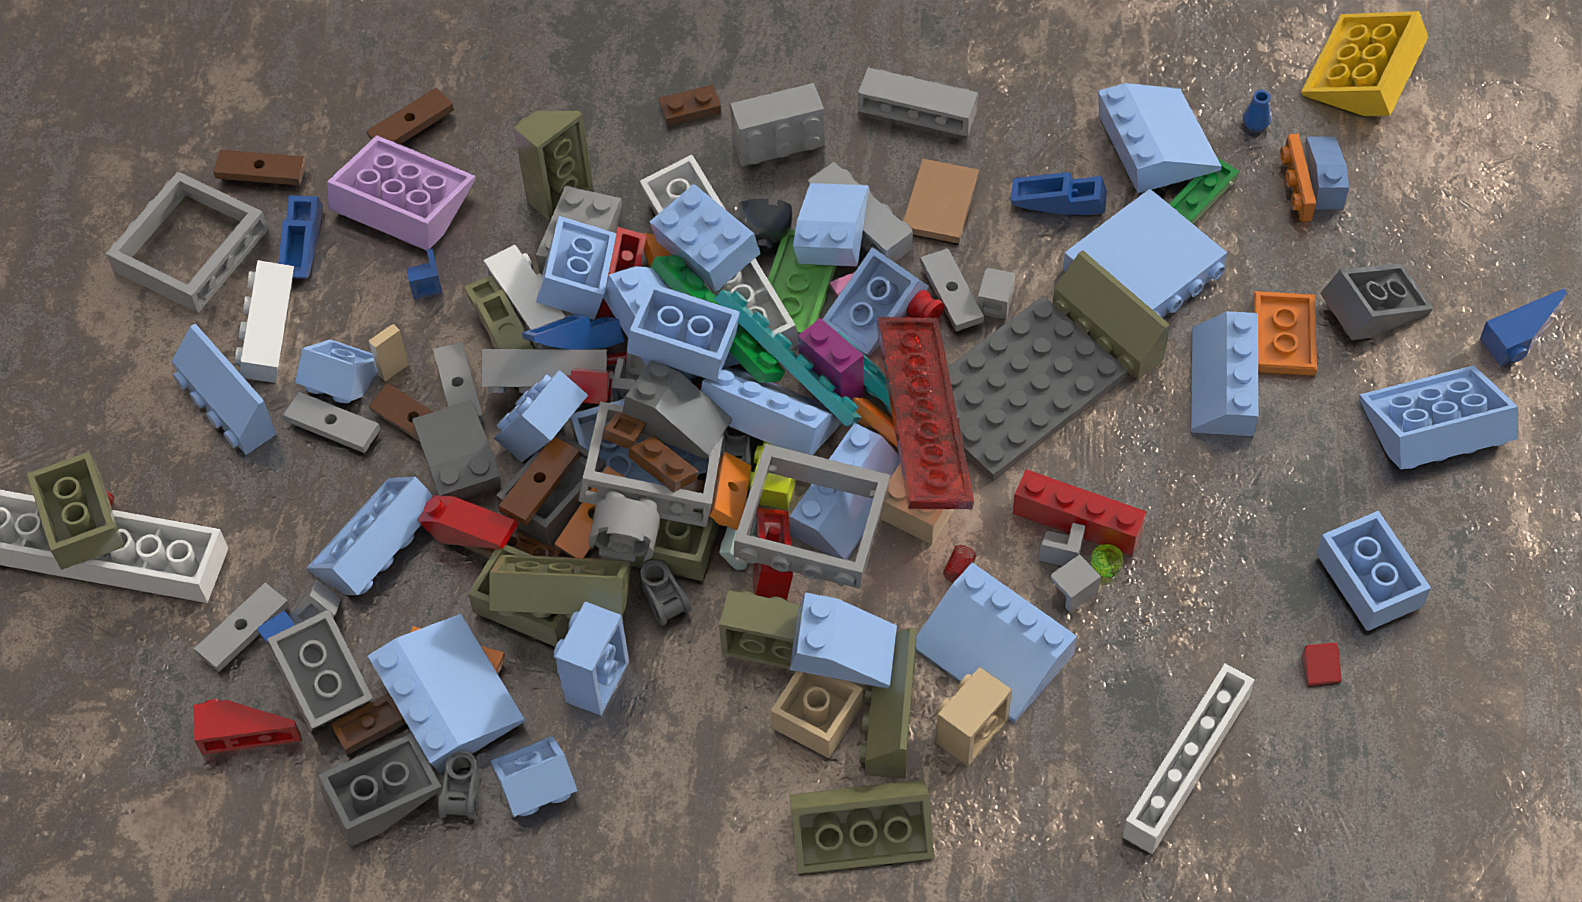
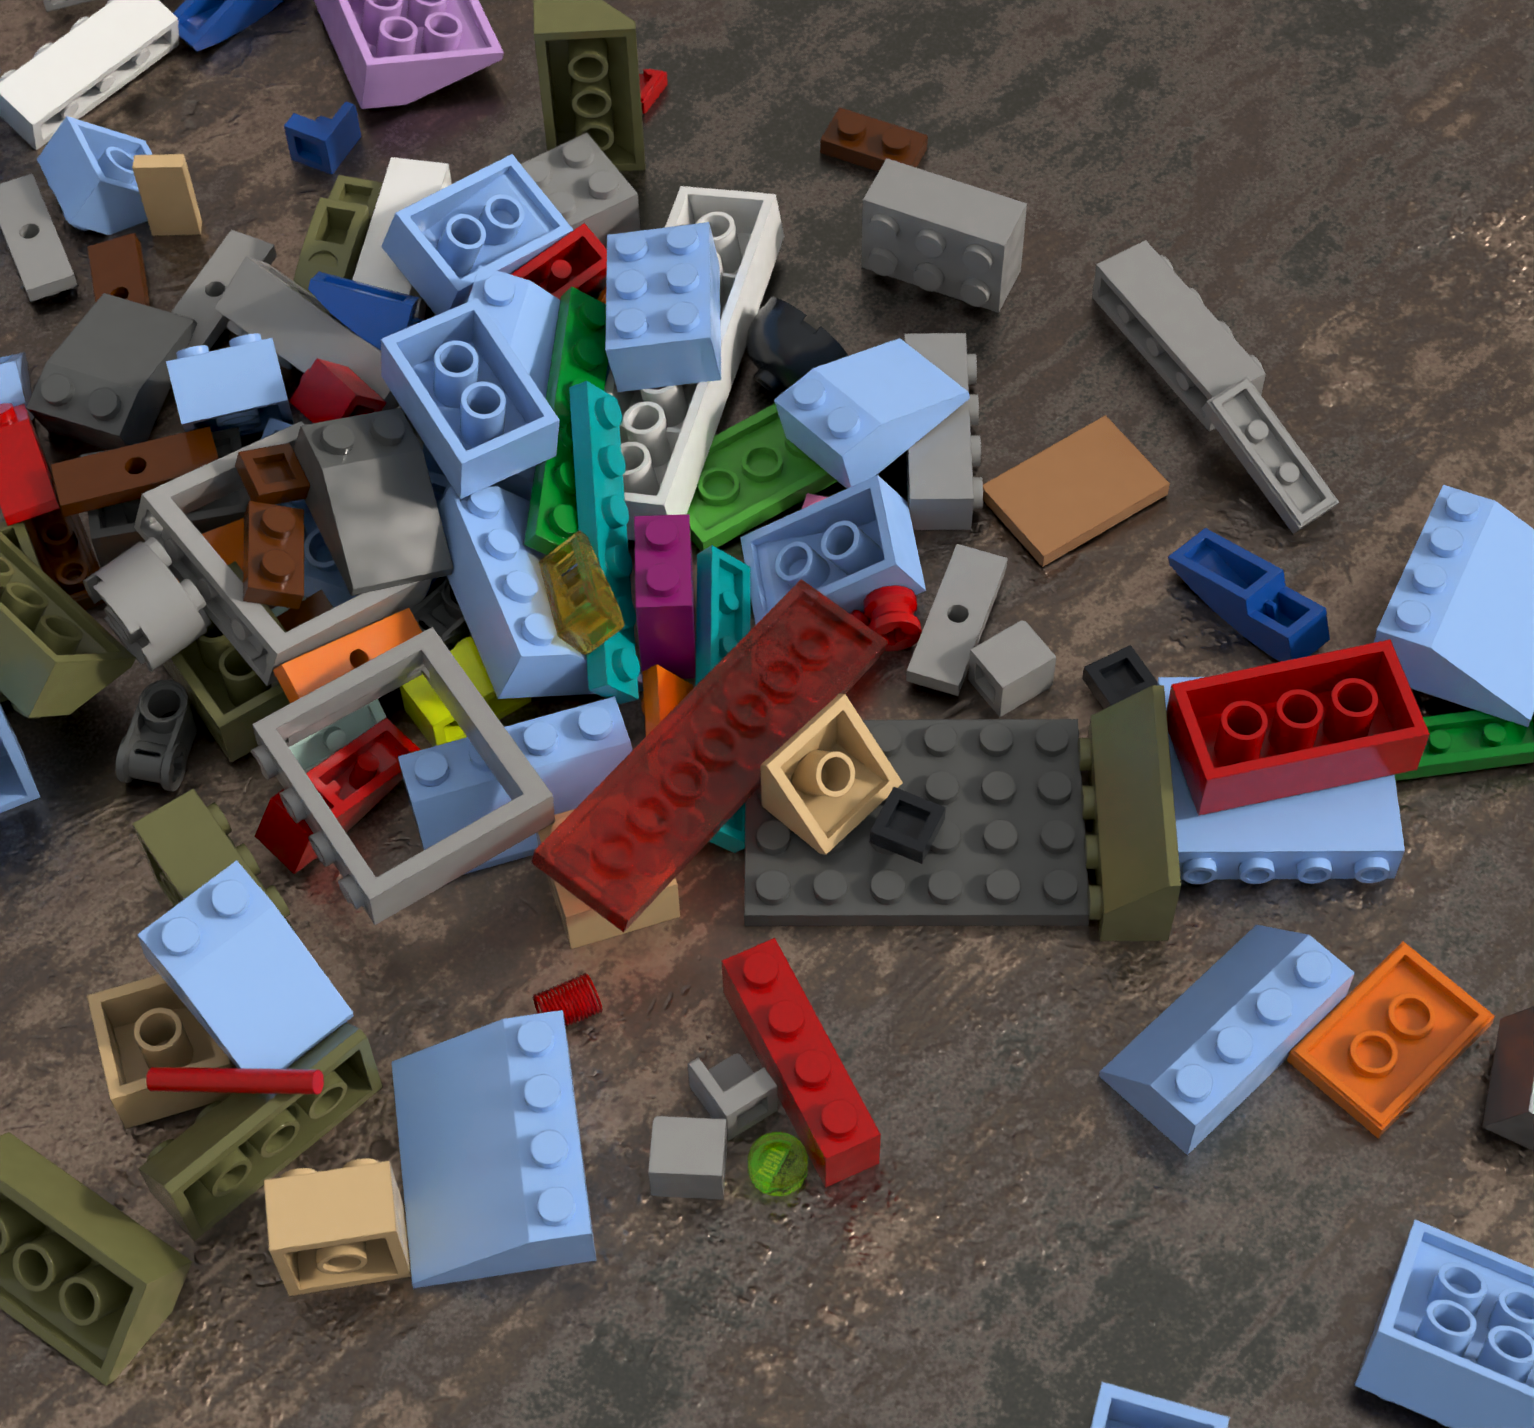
camera: 40 degrees right, 0 degrees up
(825, 390) = (582, 599): none -> clear yellow slope
(881, 687) = (235, 1080): none -> red bar
(979, 390) = (827, 776): none -> tan slope
(1010, 127) = (1270, 454): none -> light grey tile
(1028, 385) = (907, 825): none -> black plate
(1044, 267) = (1117, 677): none -> black plate
(1148, 229) = (1295, 727): none -> red brick

